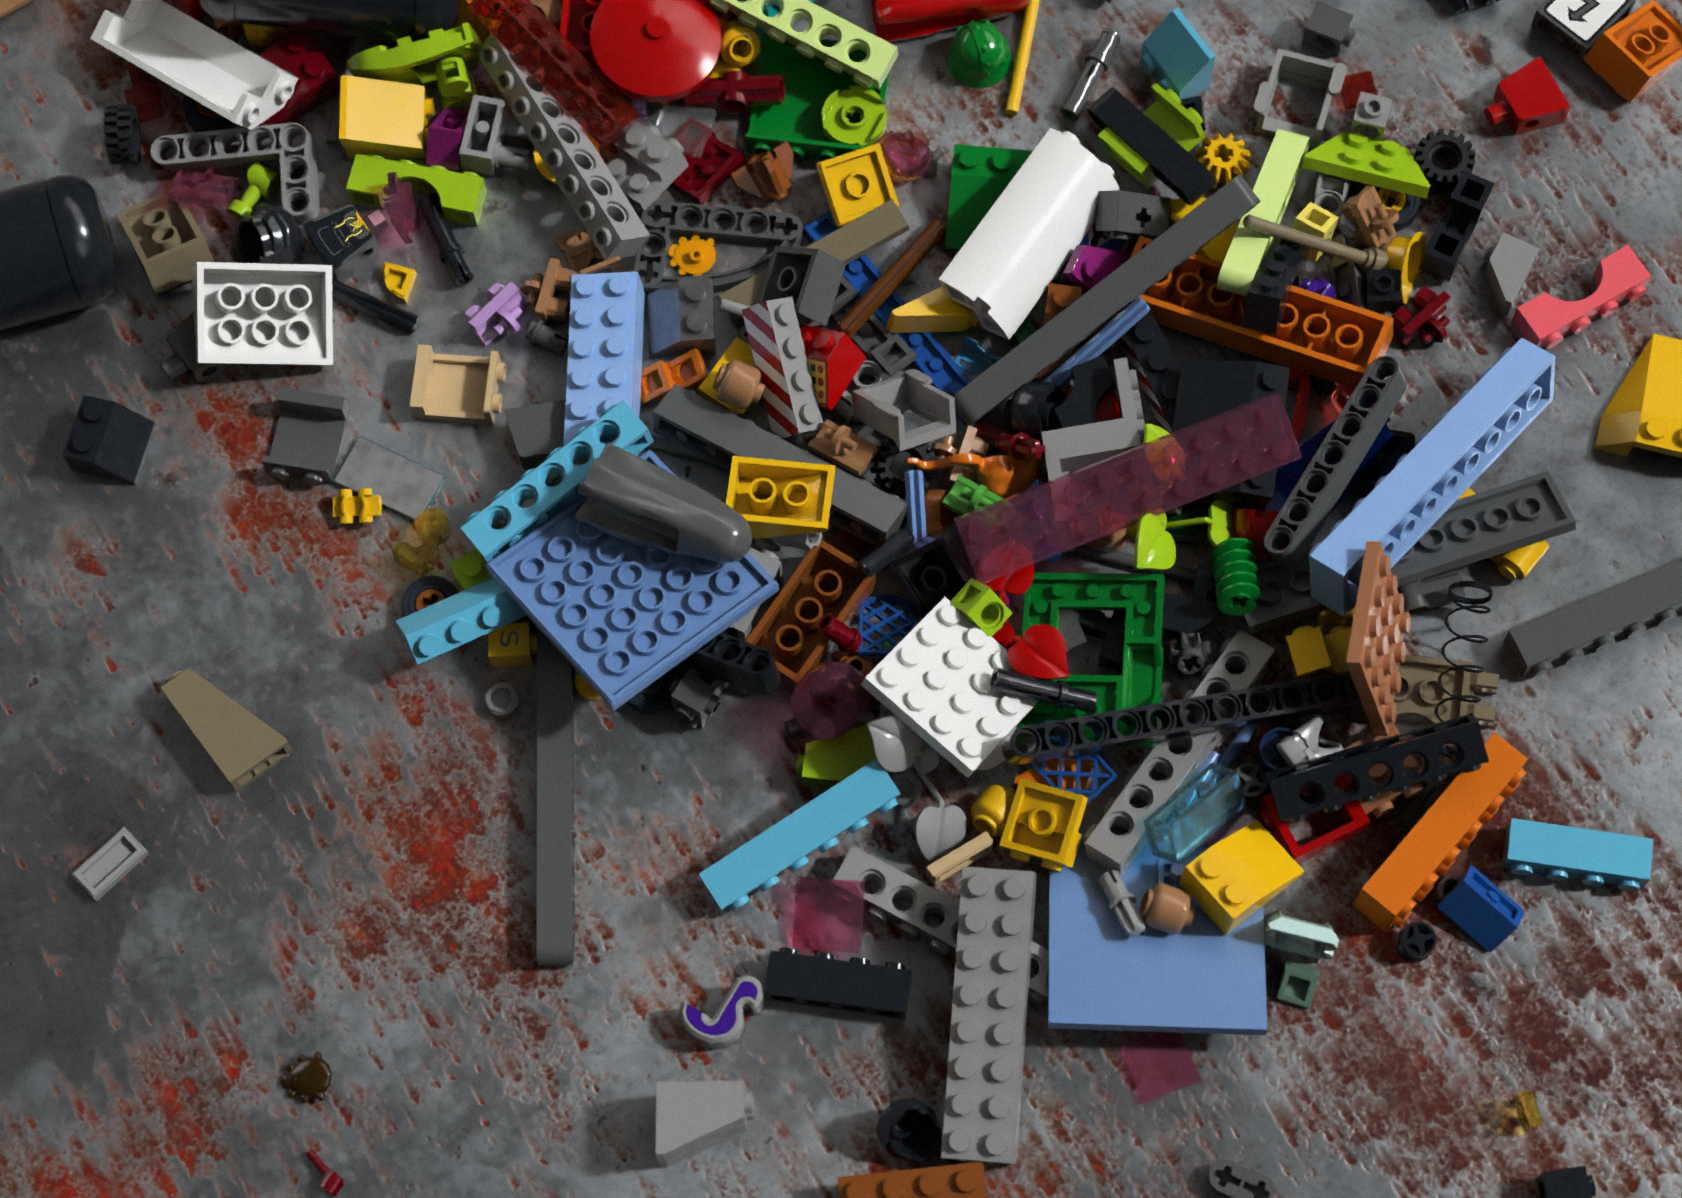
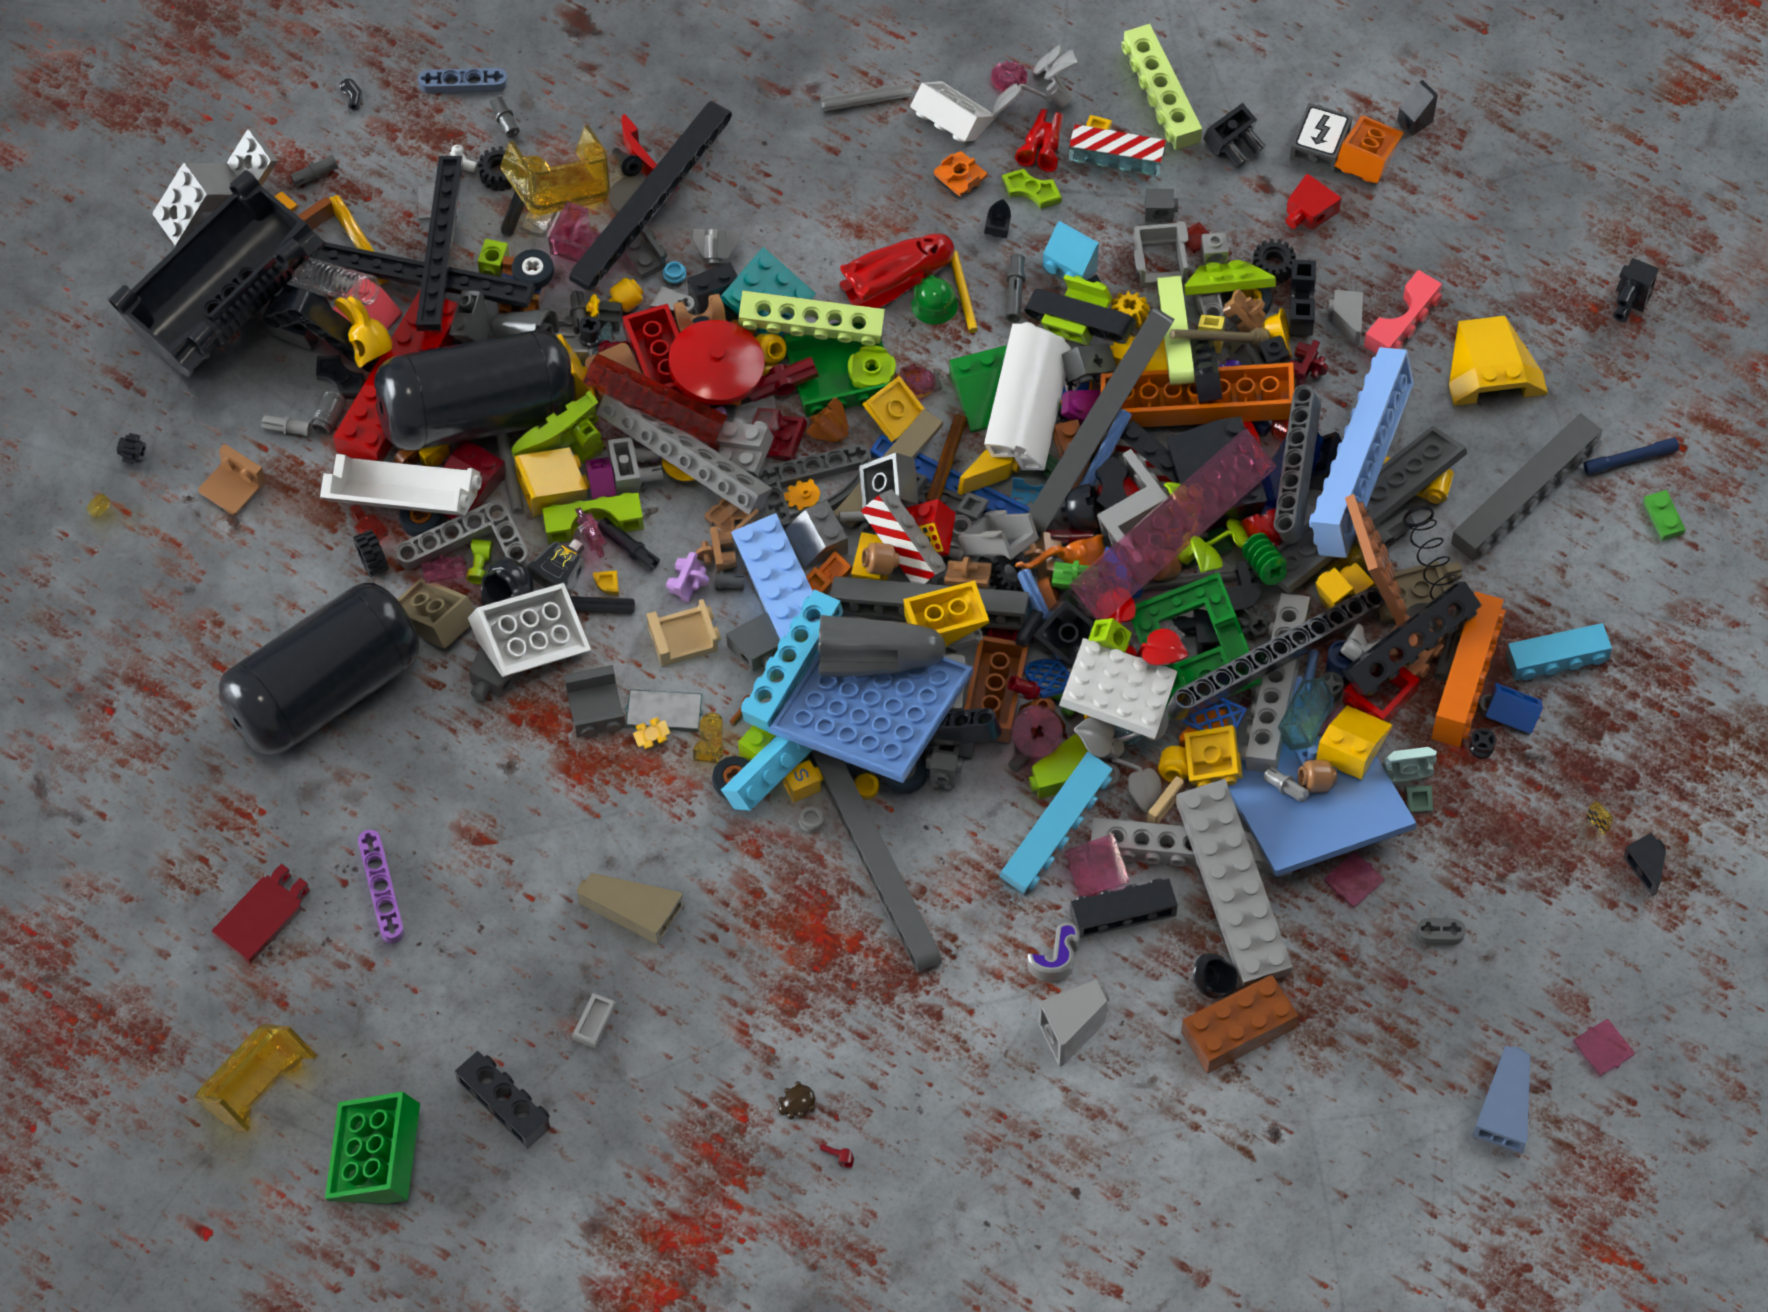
camera: 25 degrees left, 10 degrees down
(108, 440) = (459, 753): black slope -> none
(1019, 446) = (1085, 530): dark red axle -> none
(1056, 693) = (1184, 670): black pin -> none

